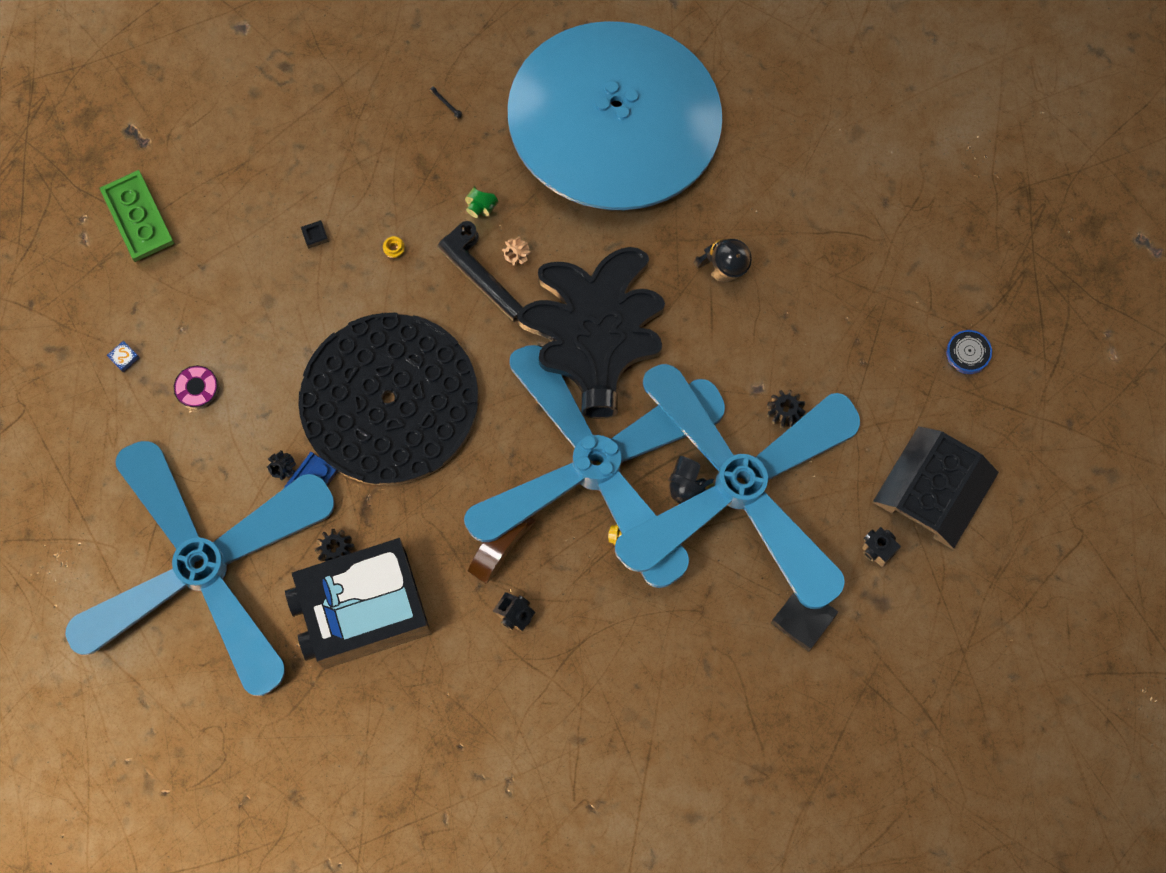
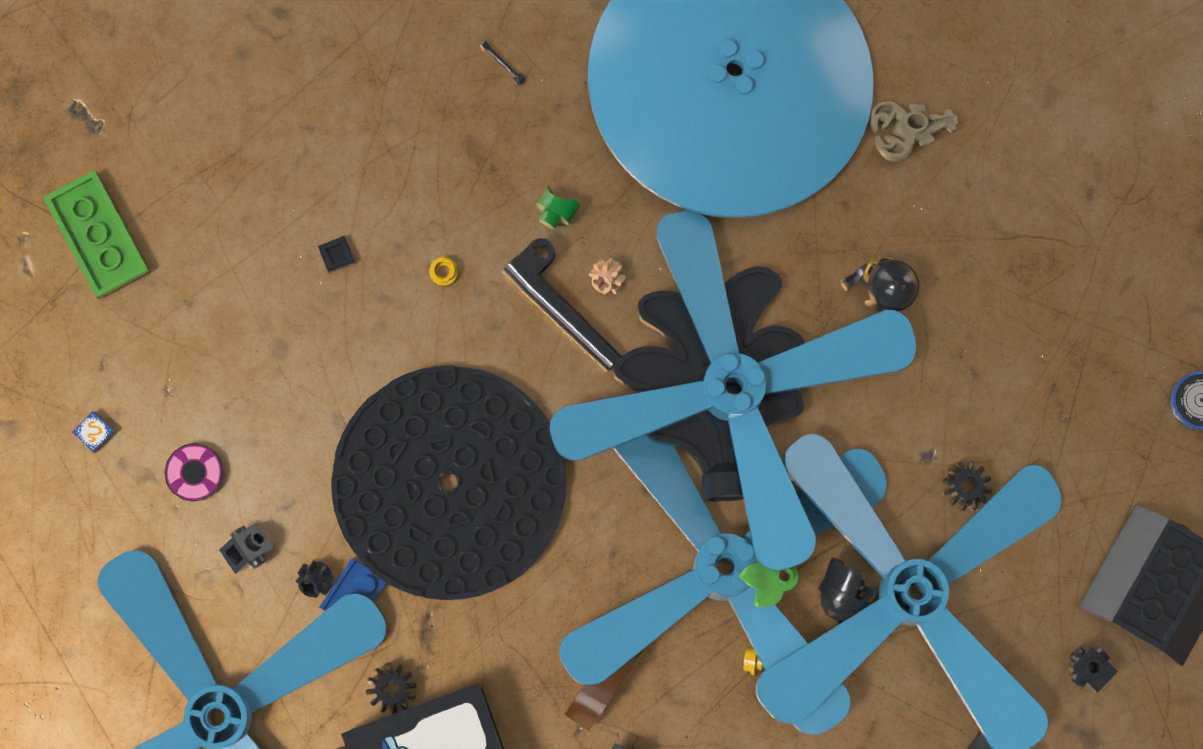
camera: 10 degrees left, 10 degrees up
(230, 440) = (246, 548): none -> black brick
(625, 466) = (768, 583): none -> bright green plate
(634, 417) = (774, 512): none -> dark azure piece
(748, 151) = (909, 128): none -> dark tan animal

